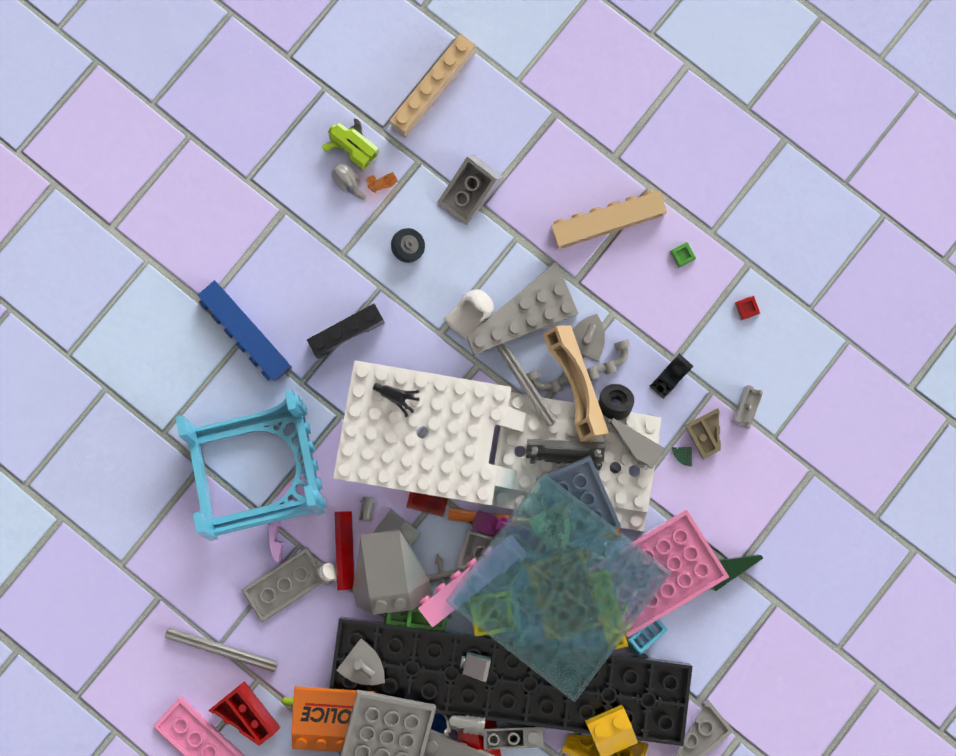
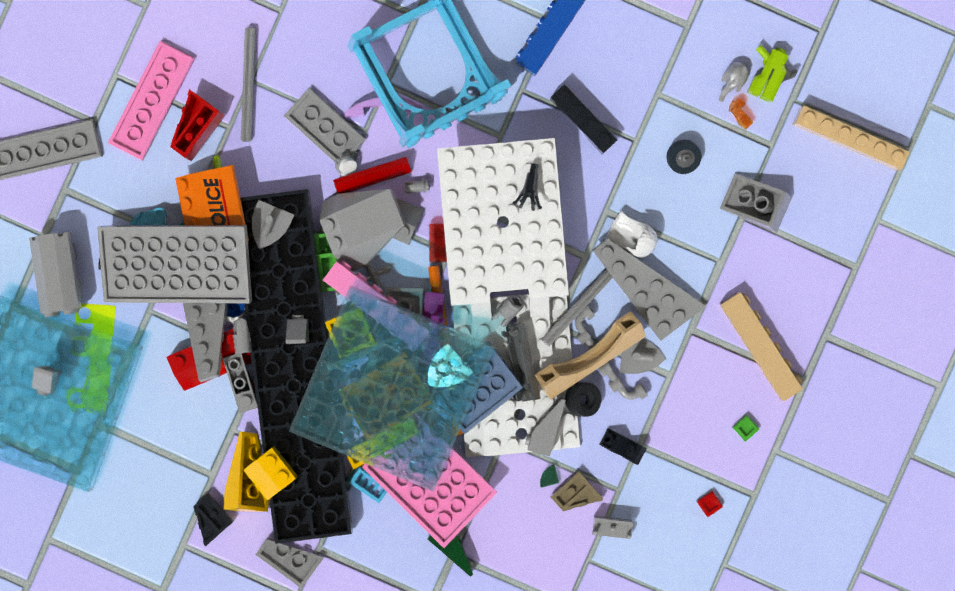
camera: 75 degrees right, 5 degrees up
(510, 450) = (509, 309): none -> light grey hinge

